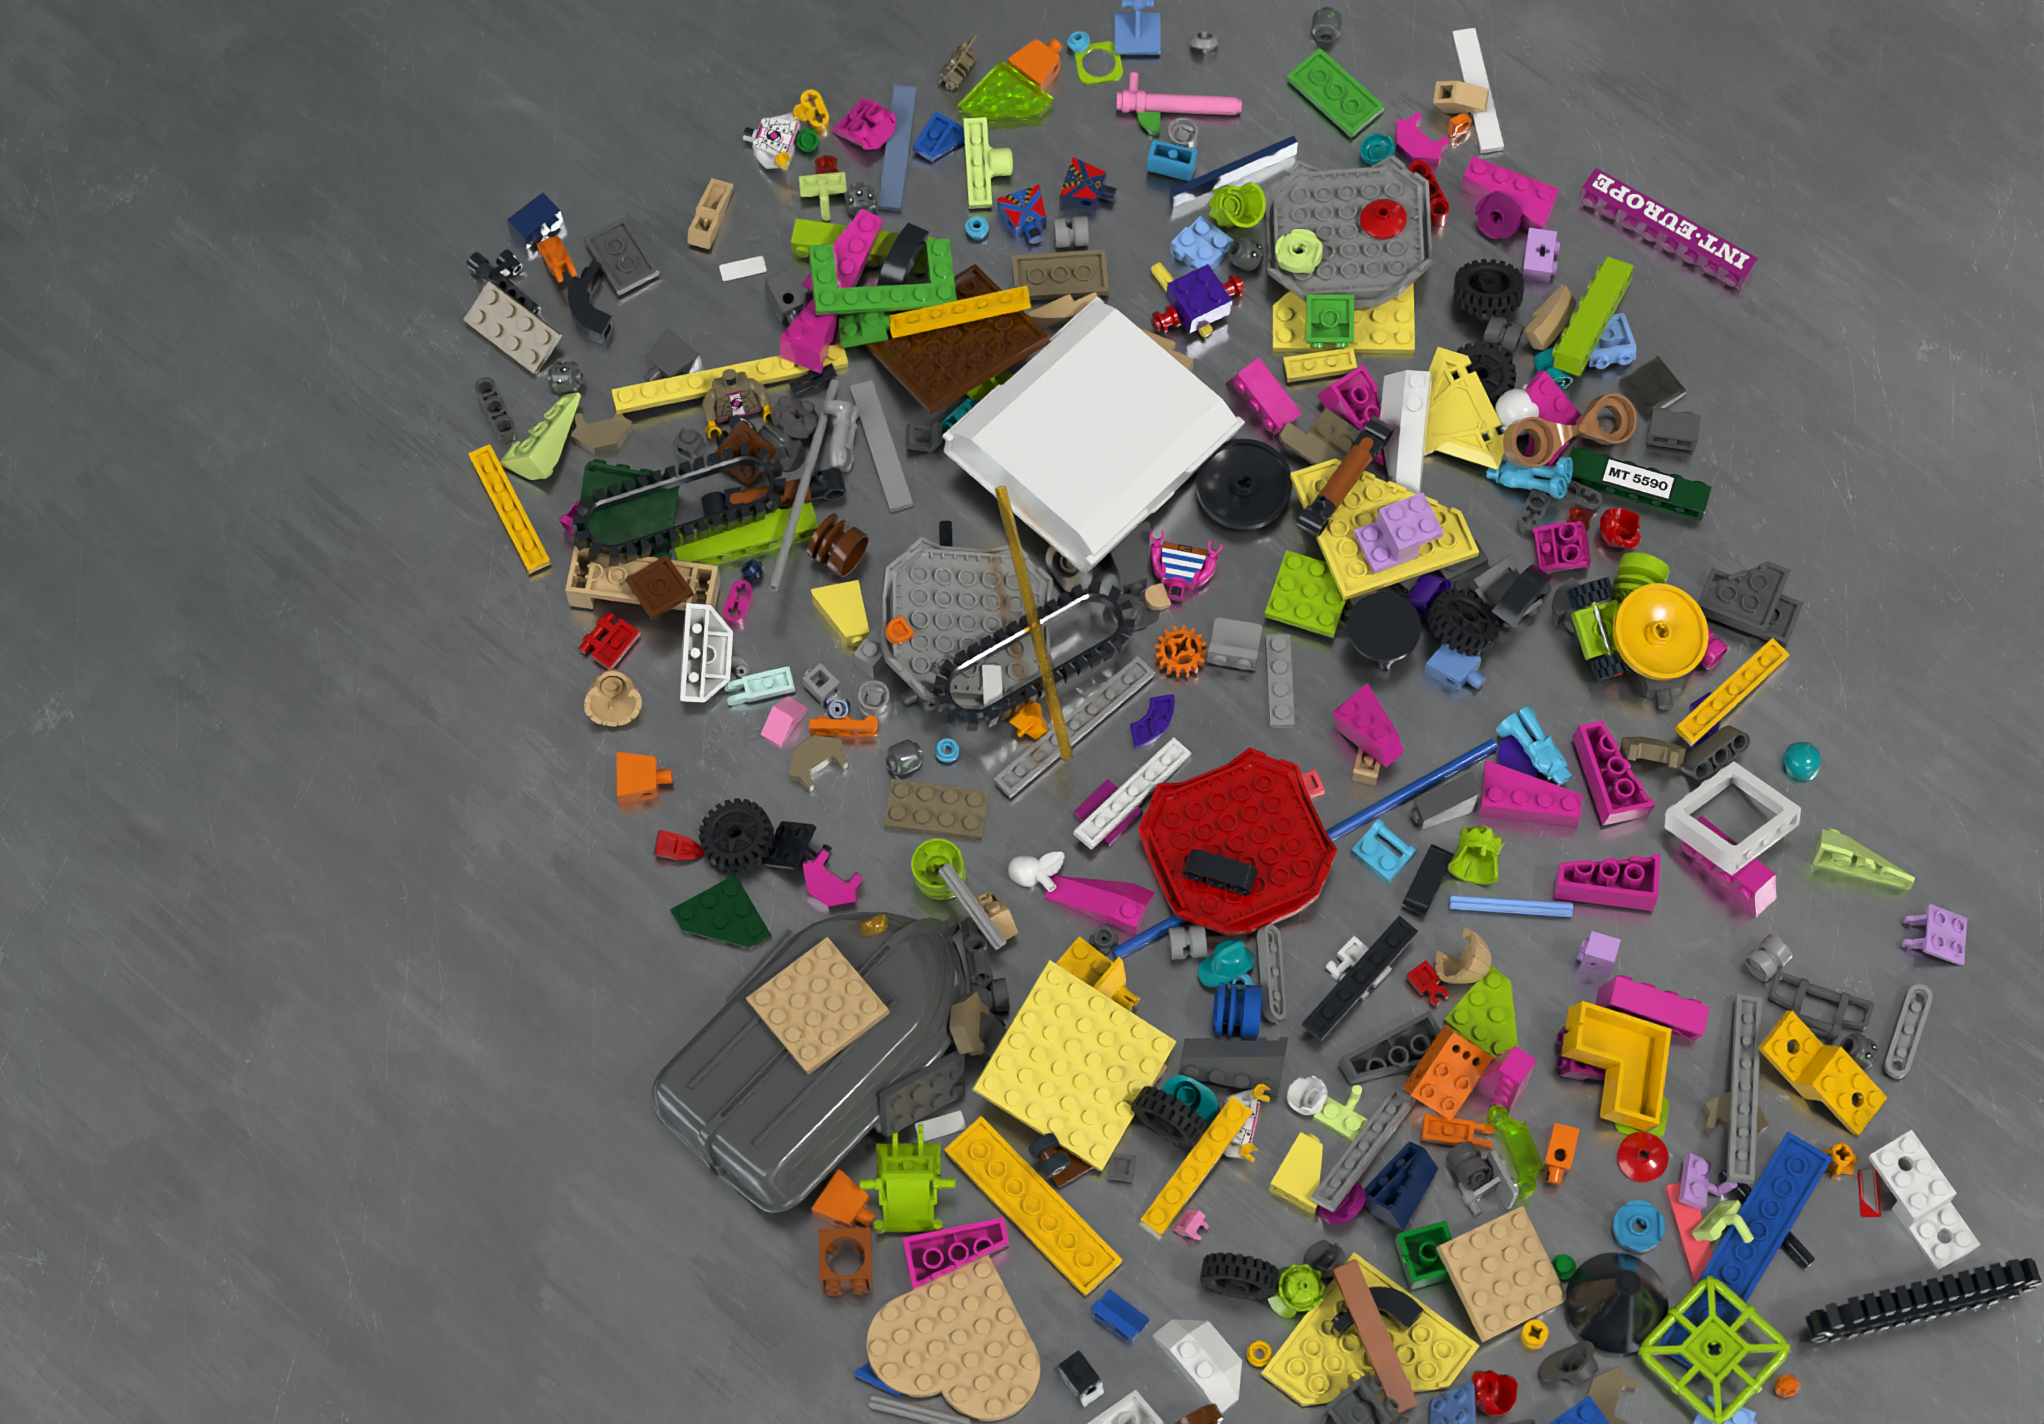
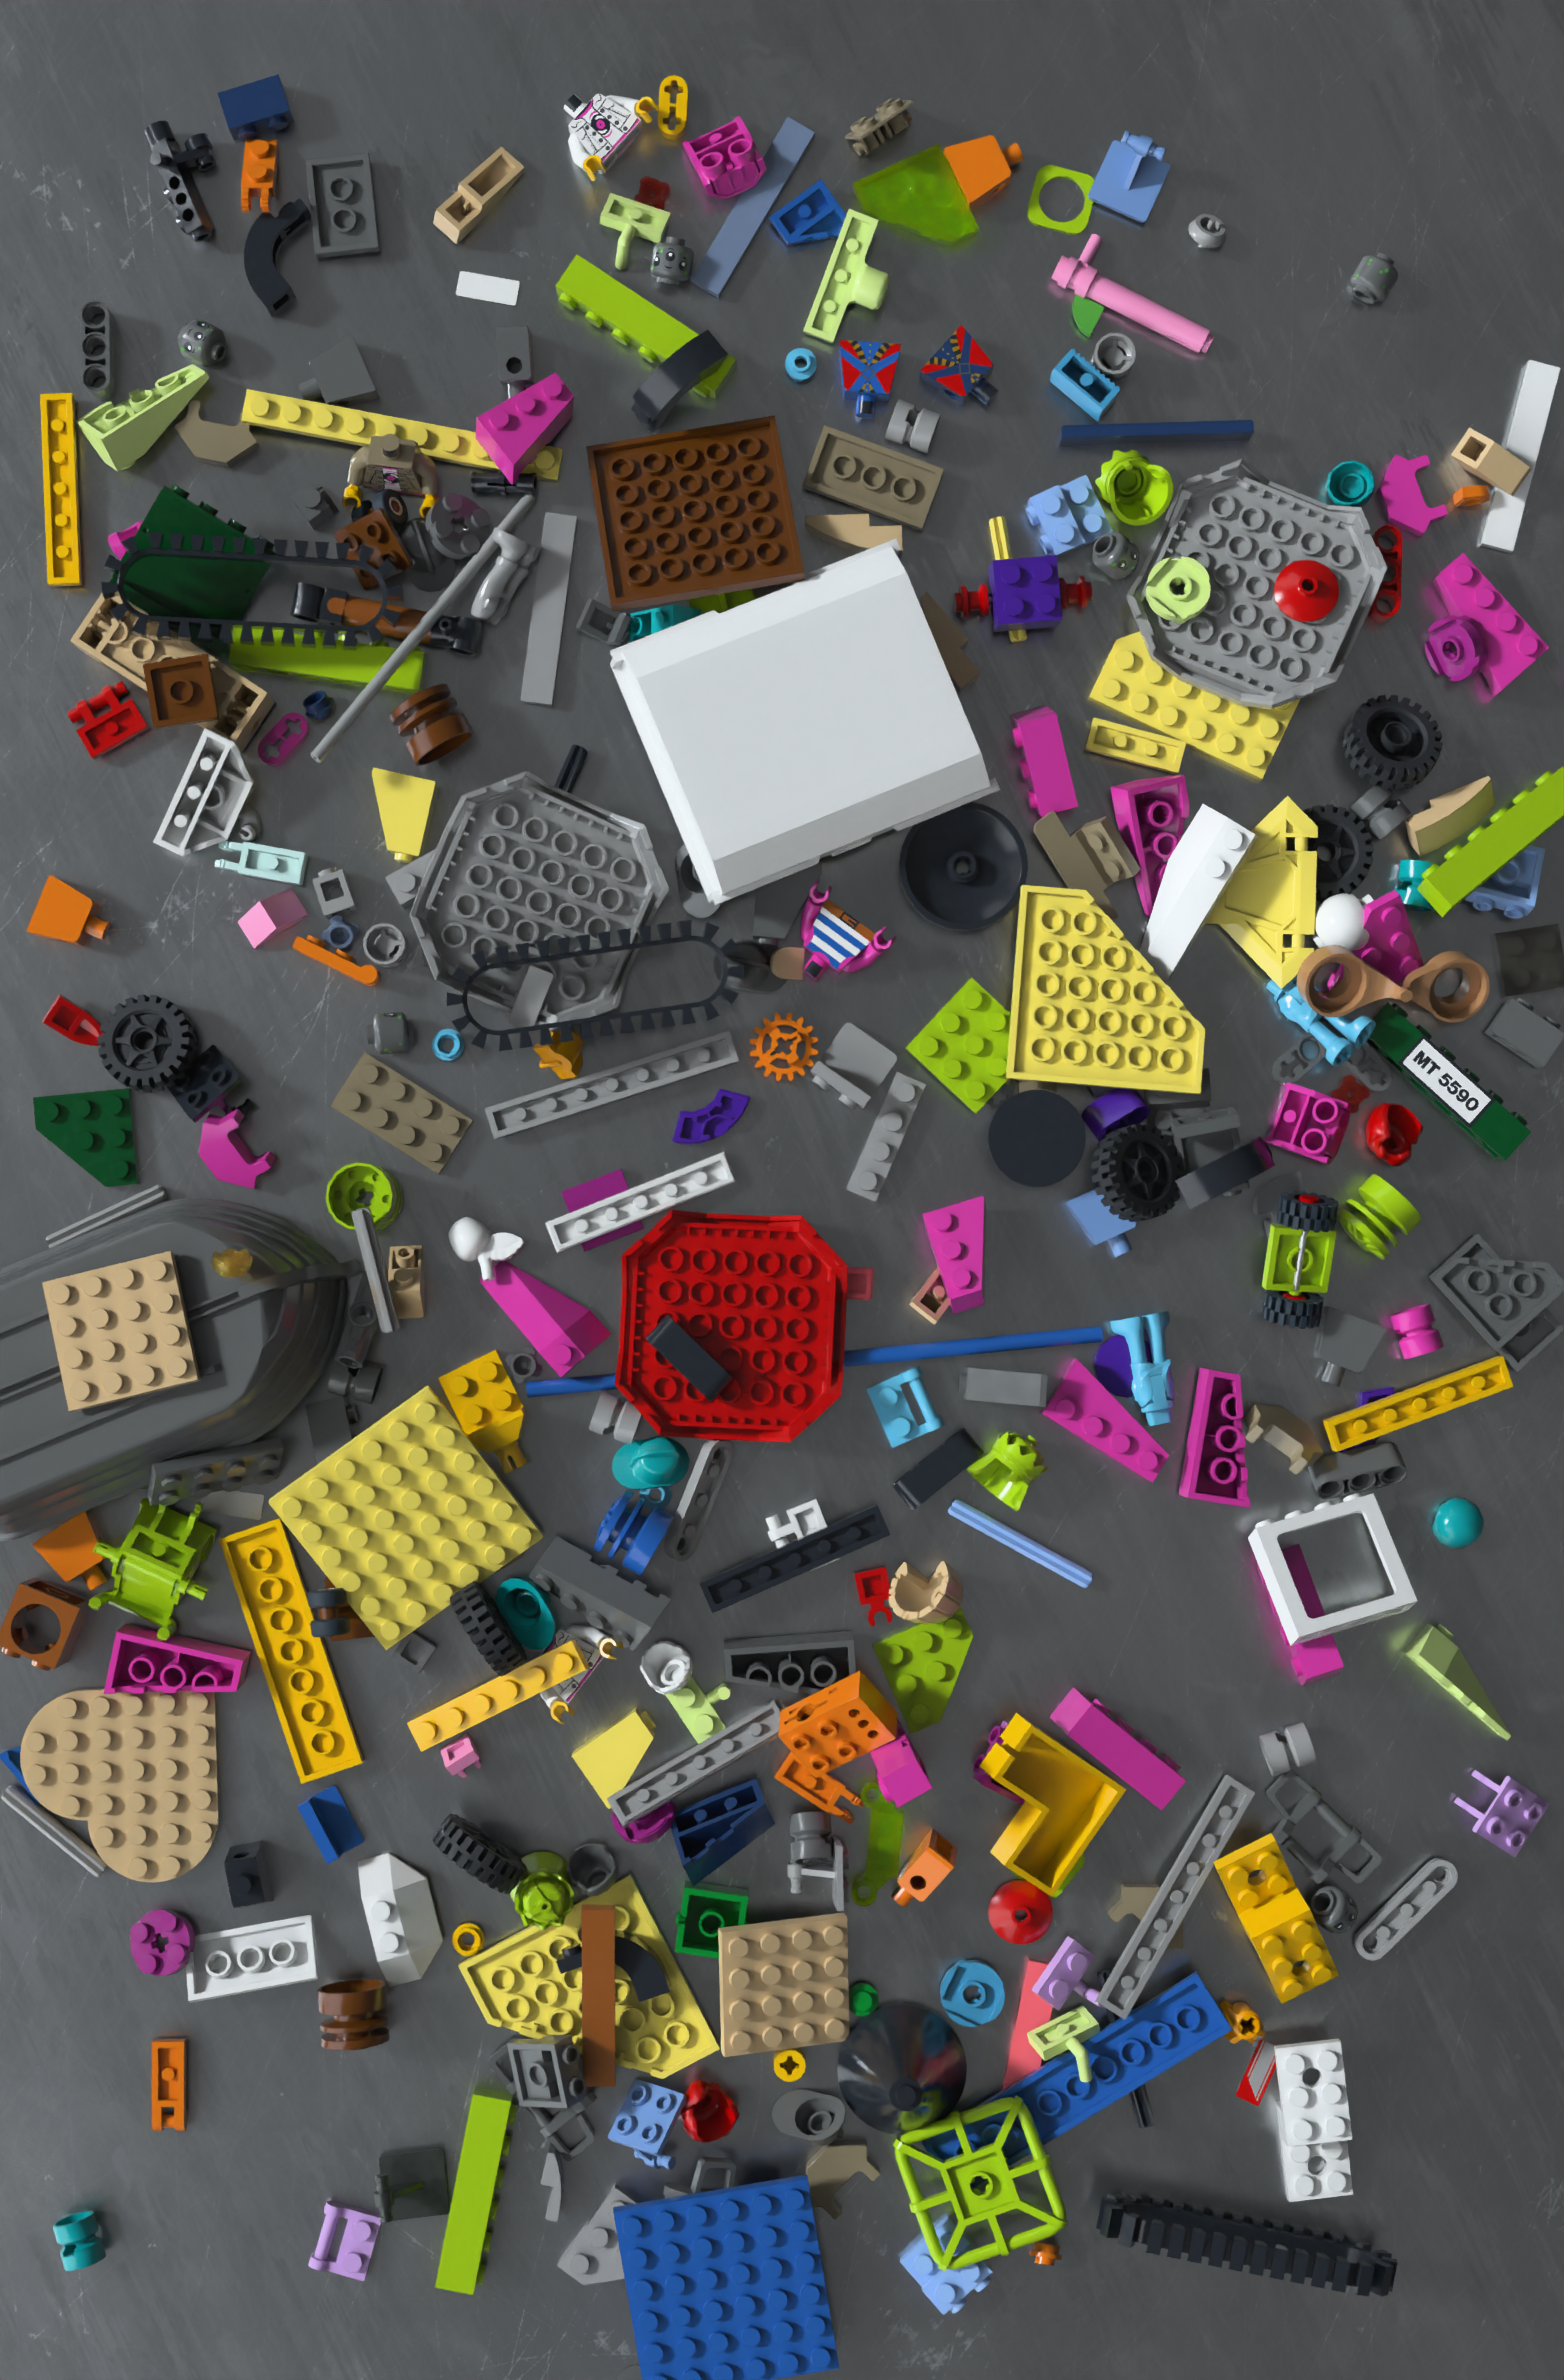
camera: 25 degrees right, 20 degrees up
(512, 327) = (165, 245): plate -> none
(612, 699) = (74, 800): tan hair -> none
(807, 140) = (643, 146): green plate -> none
(813, 756) = (285, 980): dark tan piece -> none
(835, 300) = (697, 443): bright green plate -> none
(853, 249) = (605, 347): dark pink wedge -> none
(863, 328) = (599, 435): bright green plate -> none
(898, 631) = (442, 883): orange tile -> none
(960, 311) = (716, 482): yellow plate -> none
(965, 1023) = (301, 1412): dark tan piece -> none
(1034, 623) = (609, 947): clear yellow piece -> none
(1078, 41) = (1045, 166): medium azure plate -> none
(1329, 320) = (1170, 700): bright green plate -> none
(1335, 92) = (1338, 379): bright green plate -> none
(1364, 452) = (1084, 924): piece -> none
(1398, 533) = (1109, 1032): lavender bracket -> none
(1535, 266) = (1467, 735): lavender brick -> none
(1598, 954) = (1089, 1658): lavender brick -> none
(1611, 882) = (1159, 1578): dark pink wedge -> none
(1660, 631) = (1366, 1300): yellow dish -> none

